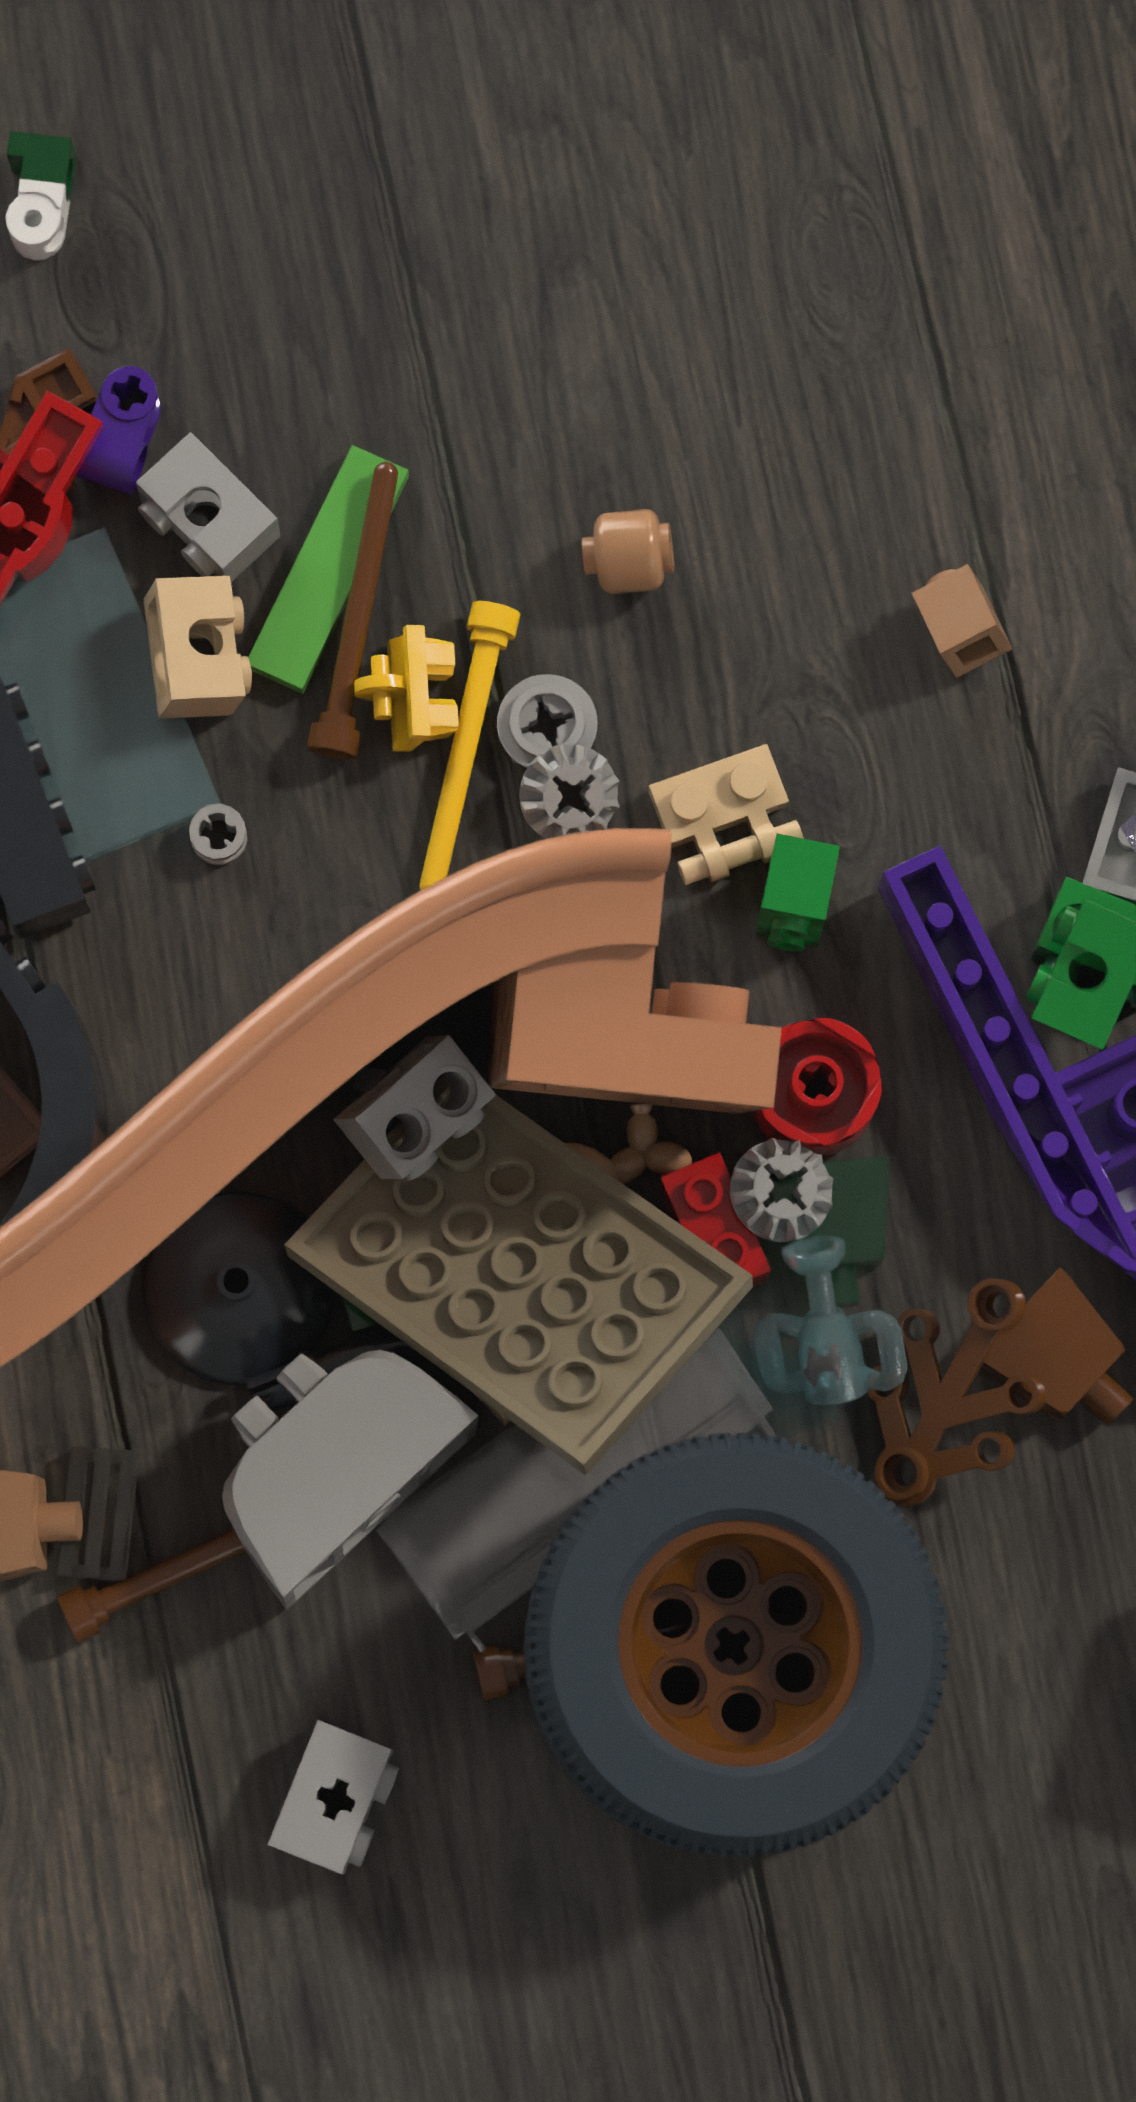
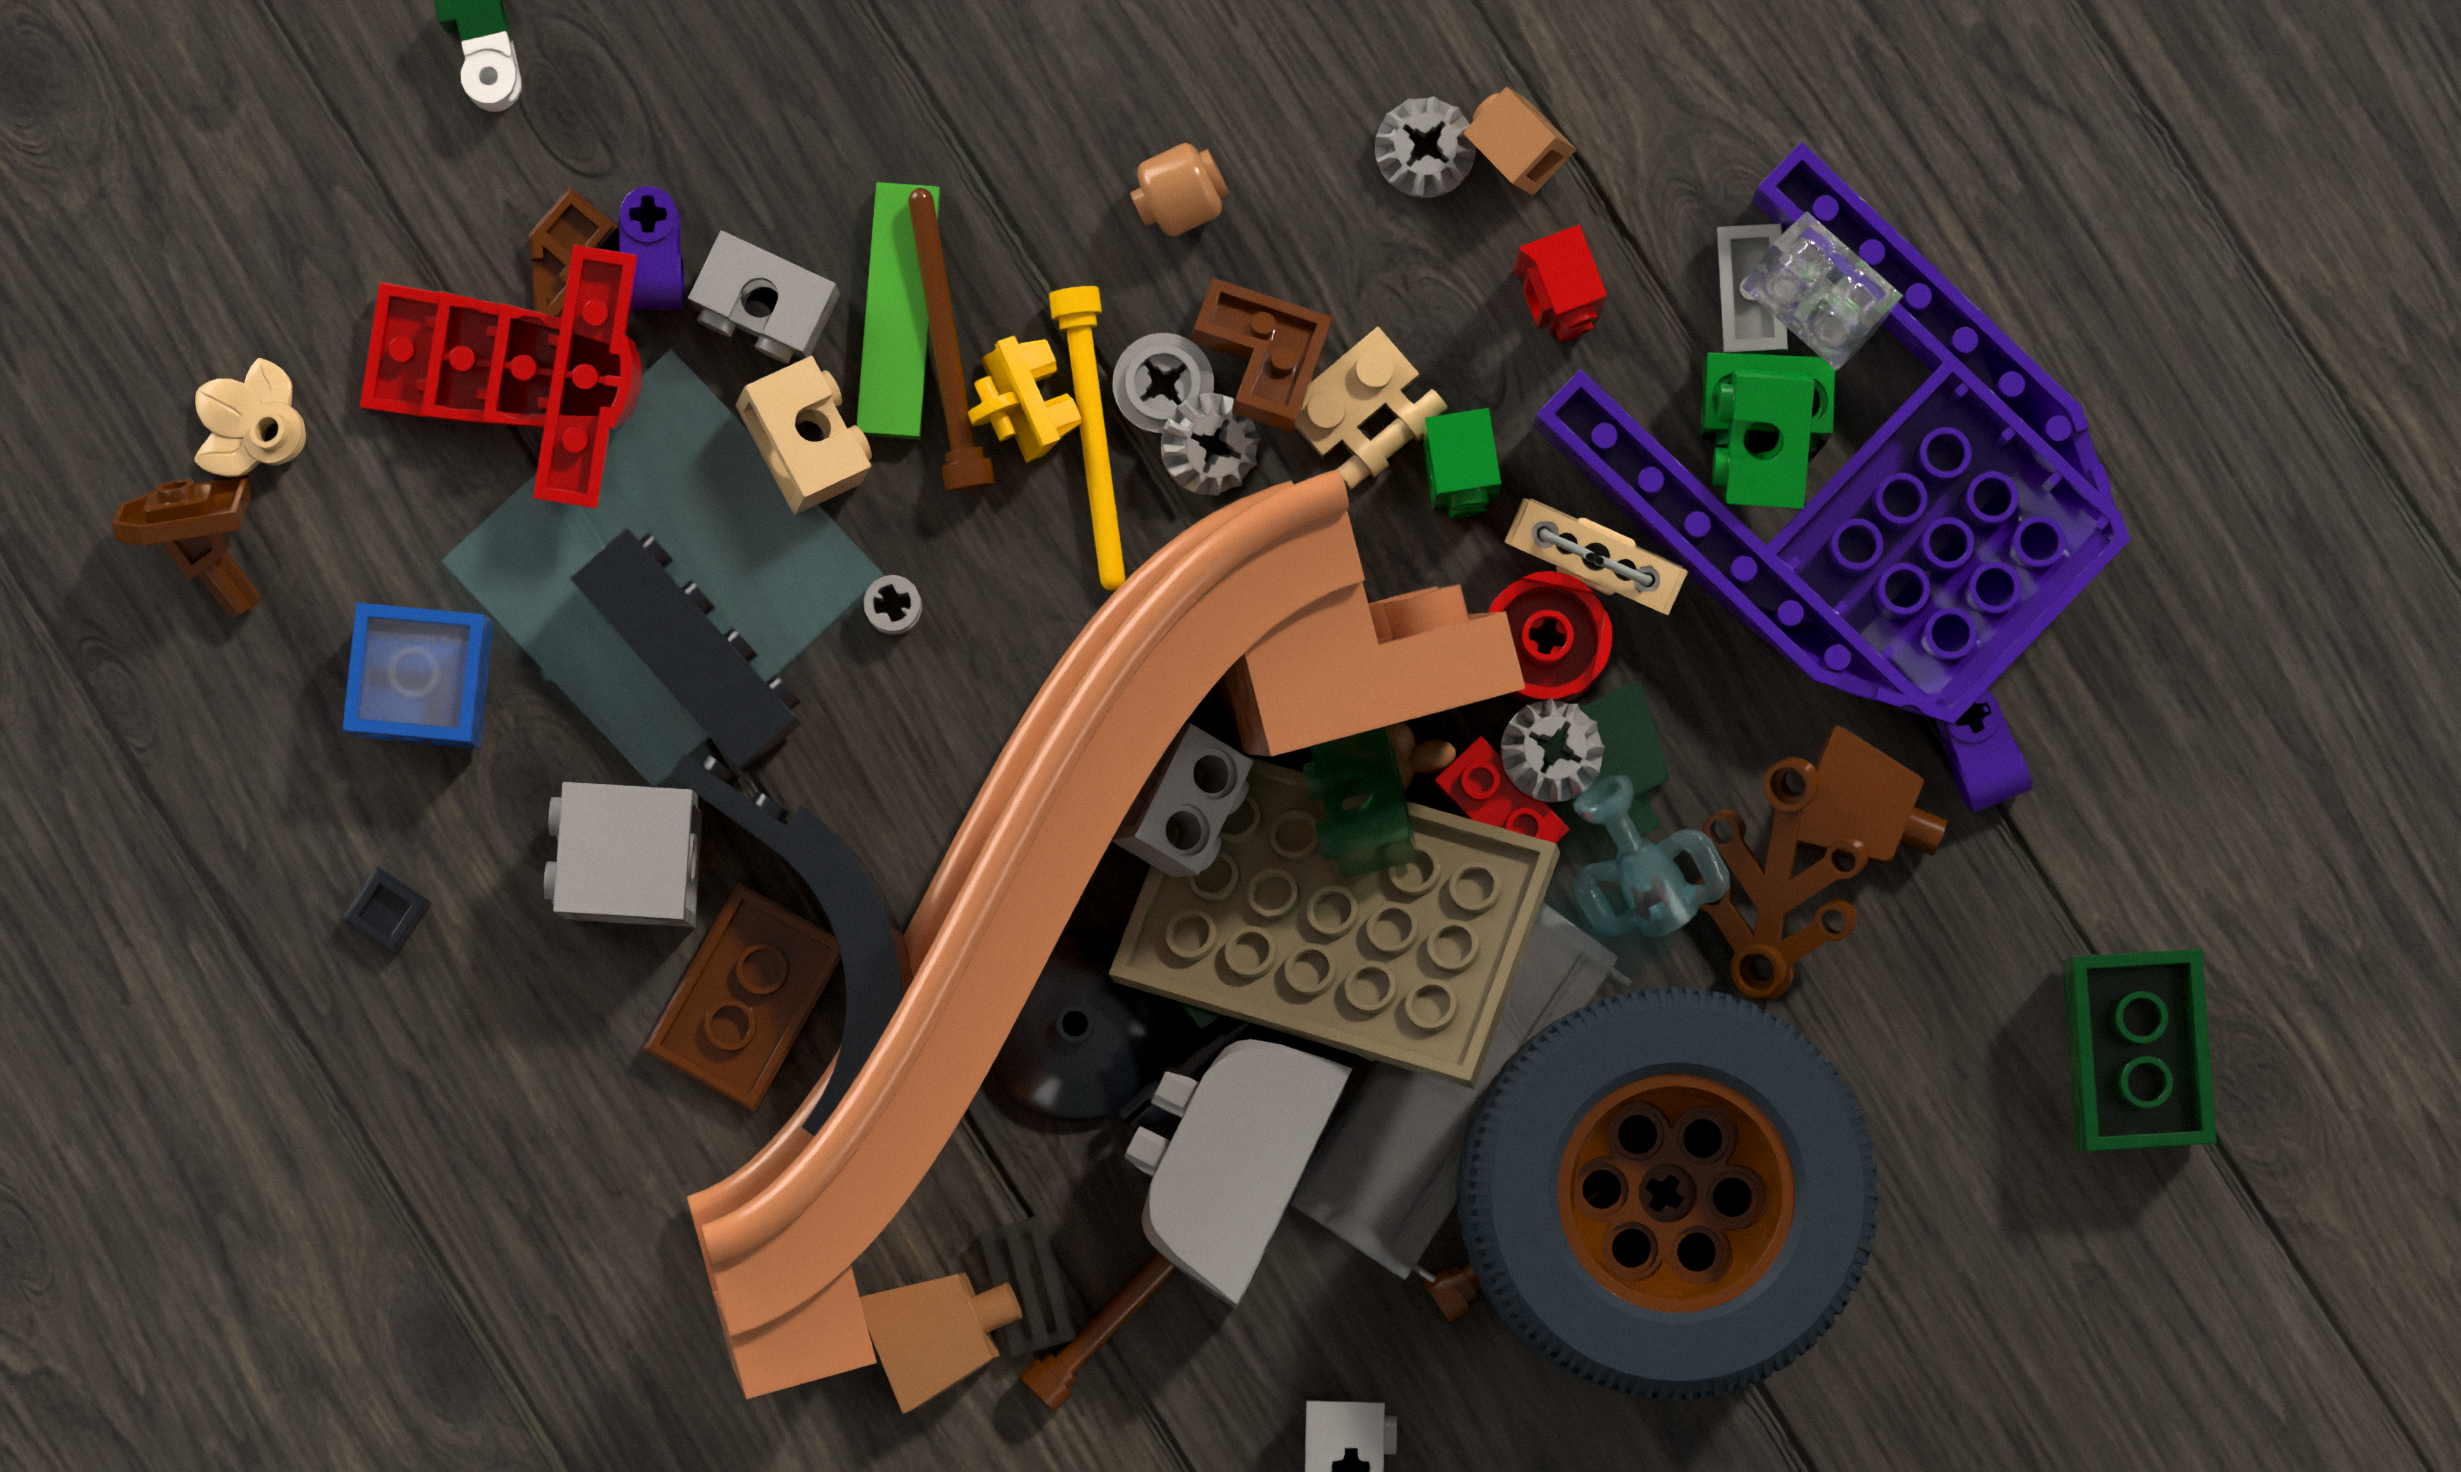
camera: 15 degrees left, 5 degrees up
(587, 1200) = (1379, 830): none -> clear green brick
(666, 720) = (1276, 339): none -> reddish brown plate
(848, 981) = (1651, 584): none -> tan piece
(865, 624) = (1428, 176): none -> light grey gear
(952, 762) = (1561, 283): none -> red window

